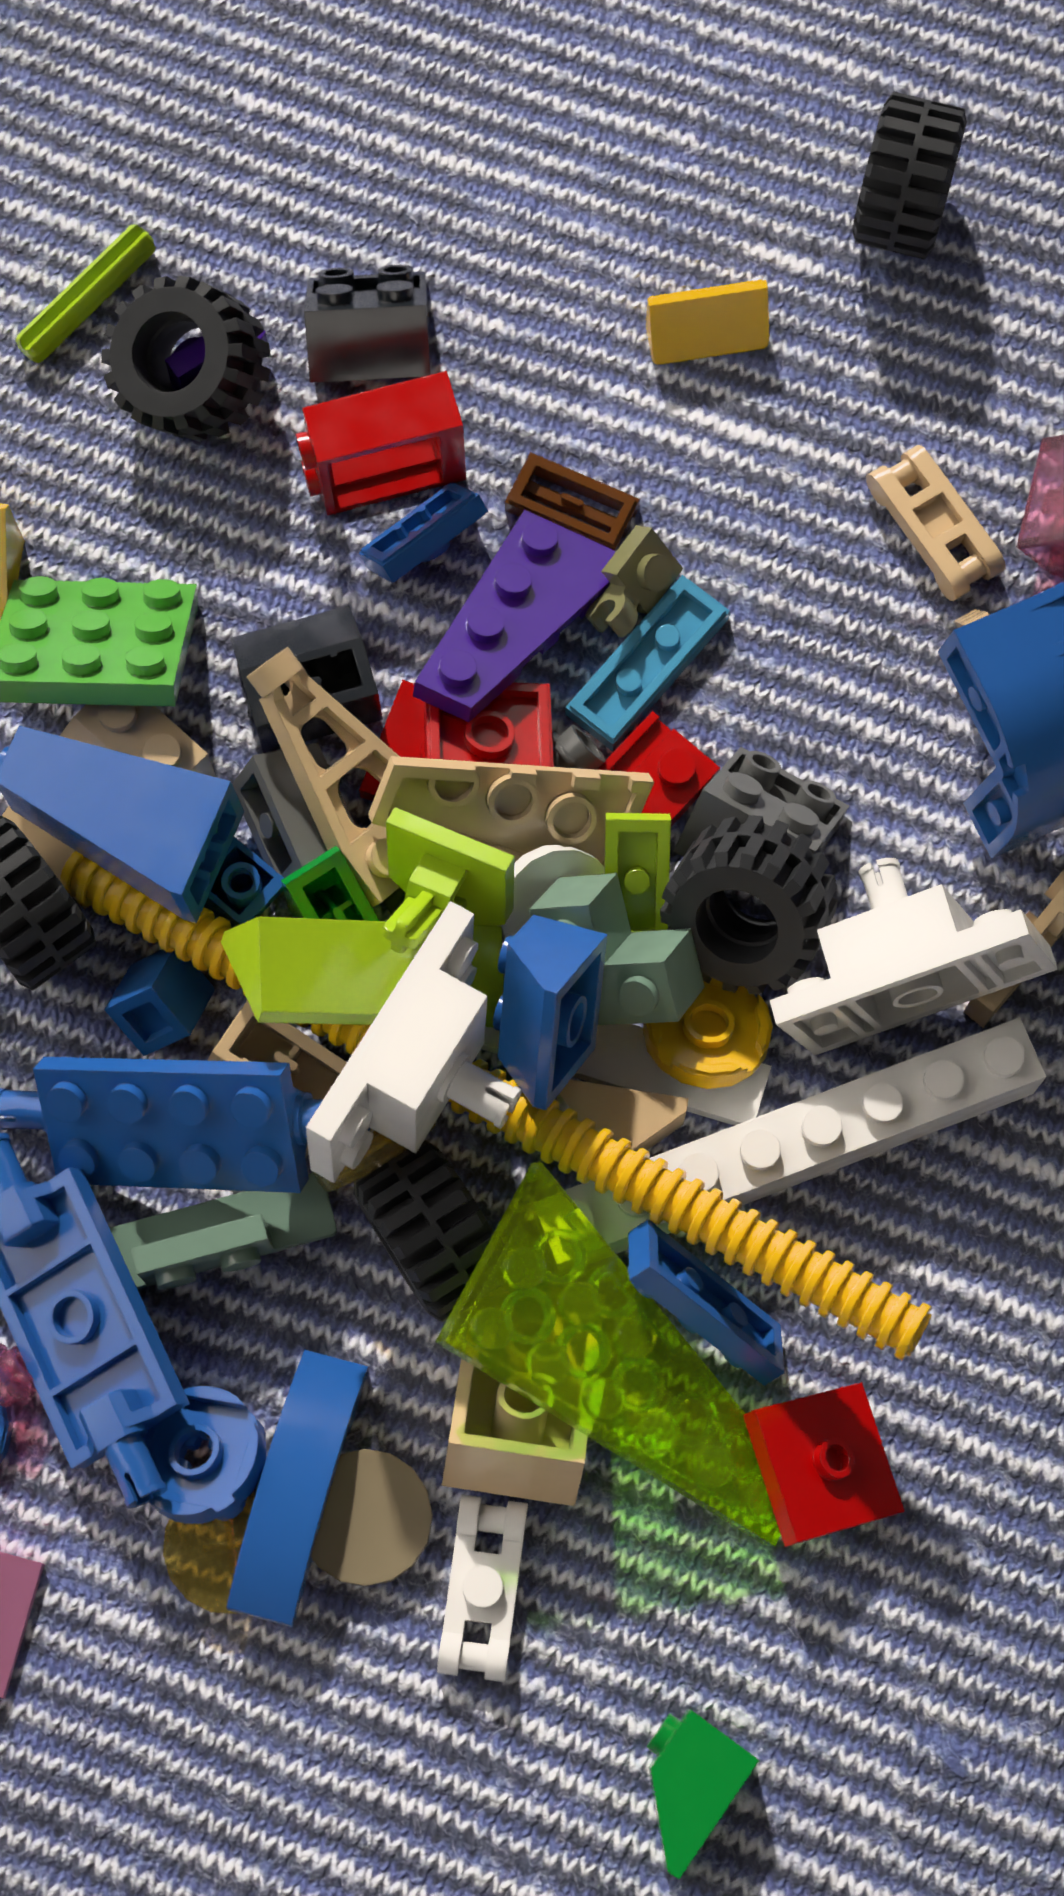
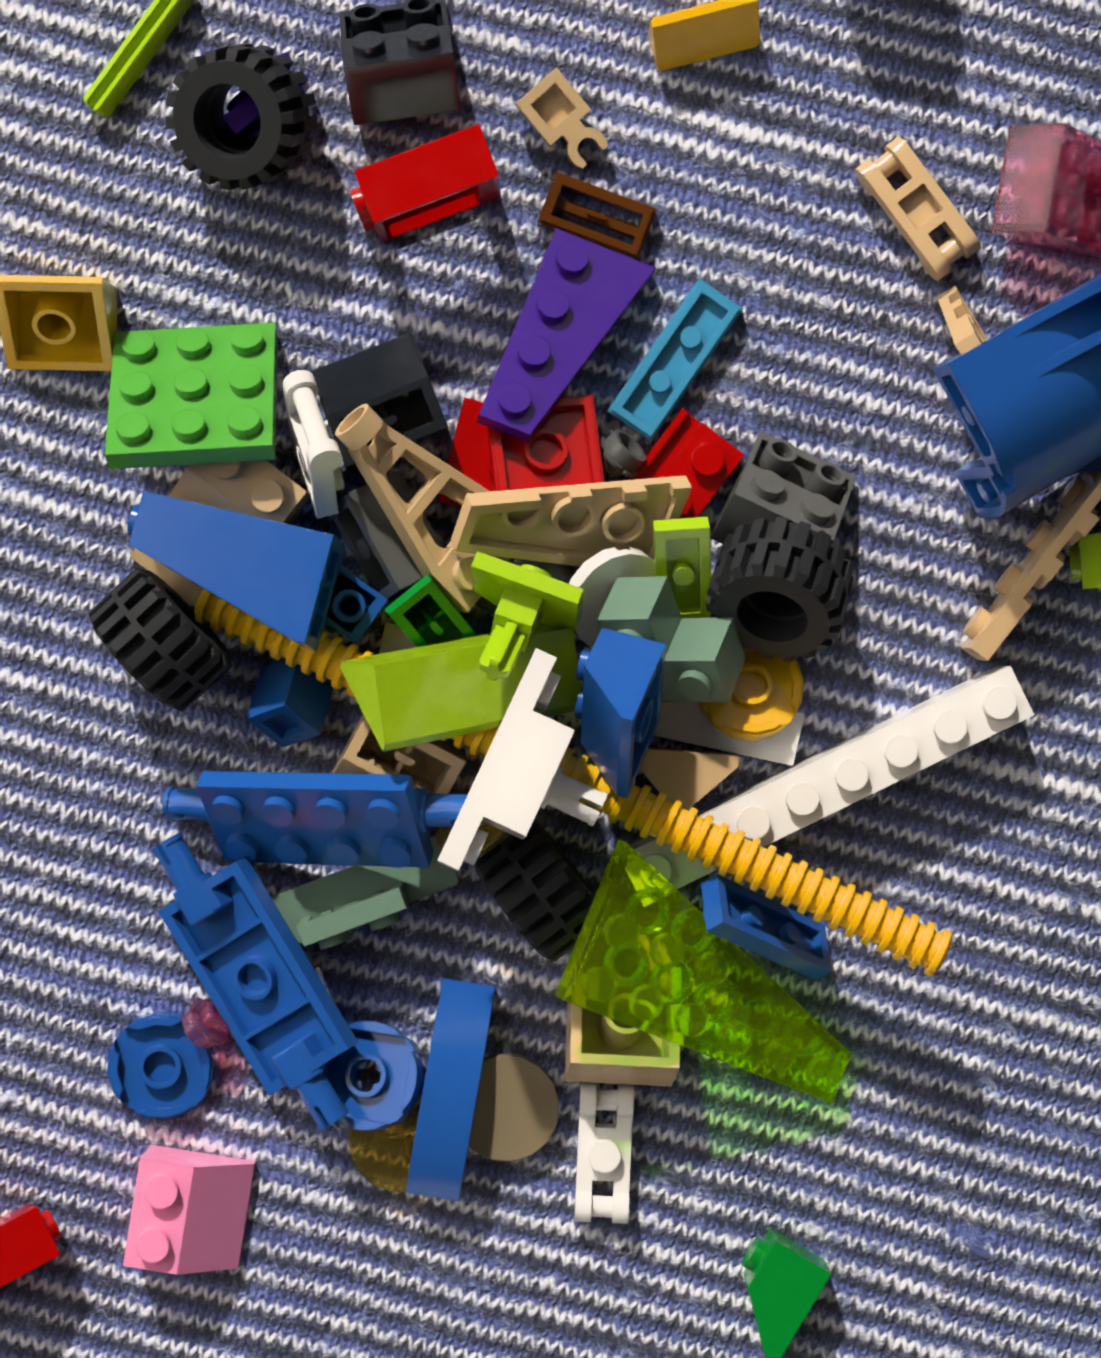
camera: 10 degrees left, 15 degrees up
(221, 699) = (315, 451): none -> white plate
(423, 532) = (469, 258): blue plate -> none
(537, 391) = (556, 112): none -> tan plate
(638, 579) = (660, 289): olive plate -> none
(823, 1463) = (866, 1038): red plate -> none
(906, 963) = (914, 629): white brick -> none

